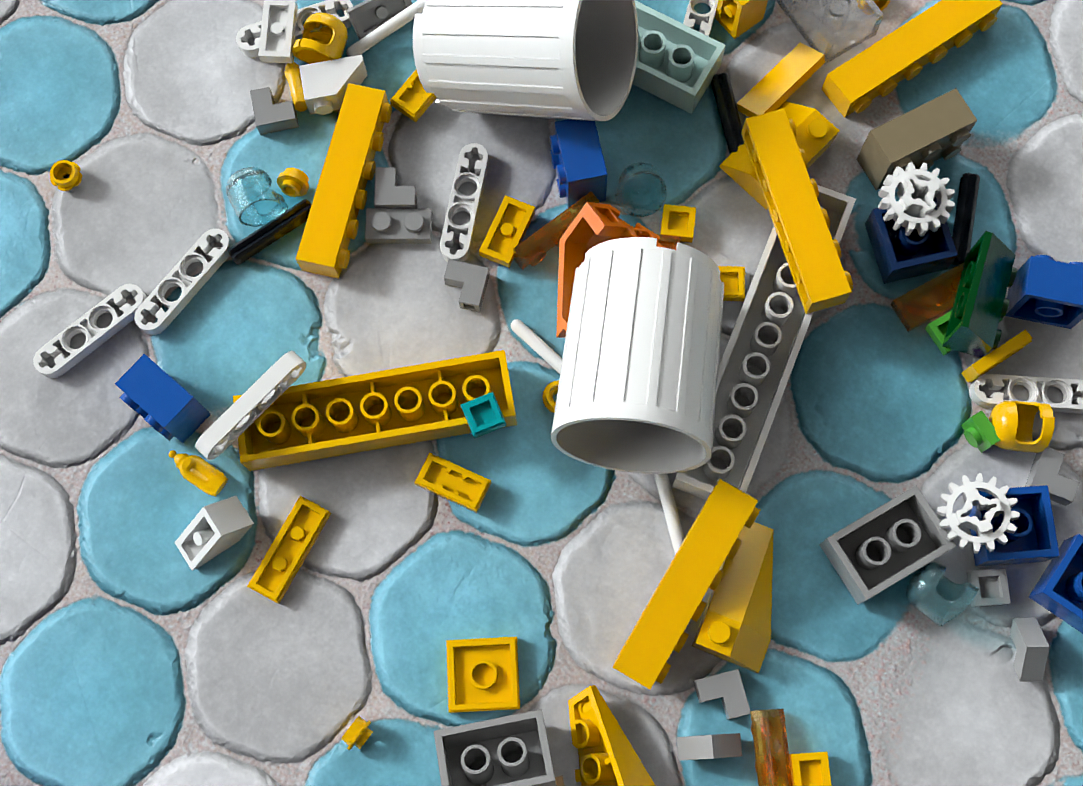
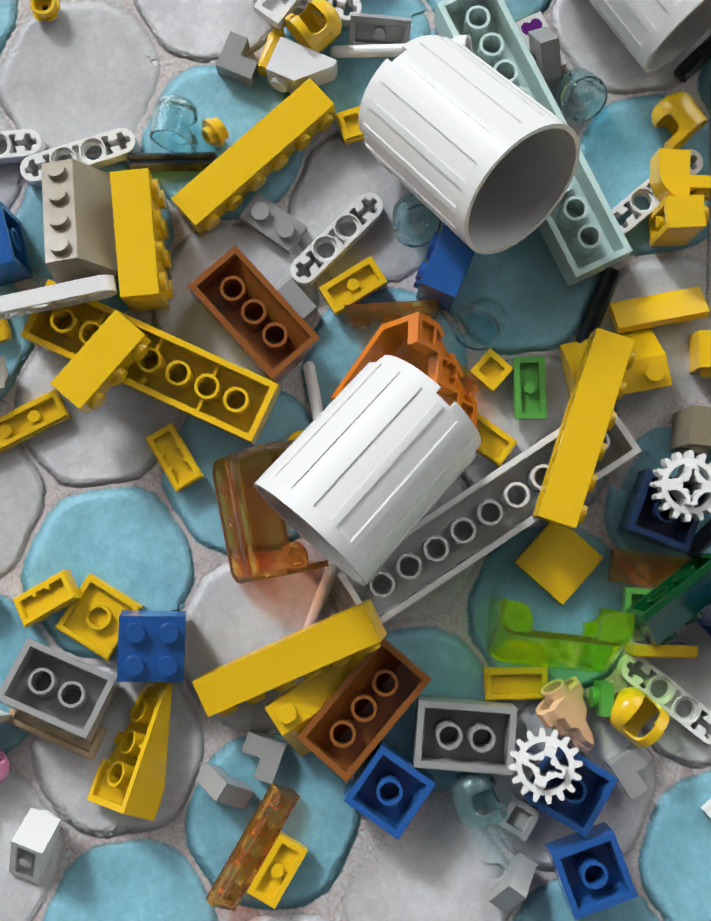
camera: 30 degrees right, 10 degrees up
(226, 329) = (77, 221): none -> dark tan slope
(295, 310) = (140, 240): none -> yellow brick
(335, 432) = (101, 362): none -> yellow brick
(389, 194) = (282, 192): light grey piece -> none
(423, 690) = (47, 598): none -> yellow plate
(438, 309) = (254, 314): none -> dark orange slope
(483, 415) = (225, 425): teal tile -> none
(529, 128) = (411, 206): none -> clear light blue helmet
(553, 661) = (151, 646): none -> blue brick
(560, 486) = (251, 528): none -> clear orange windscreen
(721, 216) = (529, 388): none -> bright green plate
(784, 582) = (364, 709): none -> dark orange slope
(854, 343) = (558, 561): none -> yellow tile
(858, 639) = (389, 789): none -> blue brick
(872, 429) = (595, 650): none -> clear neon green windscreen
(897, 473) = (514, 682): none -> yellow tile
(953, 459) = (566, 711): none -> light nougat rock

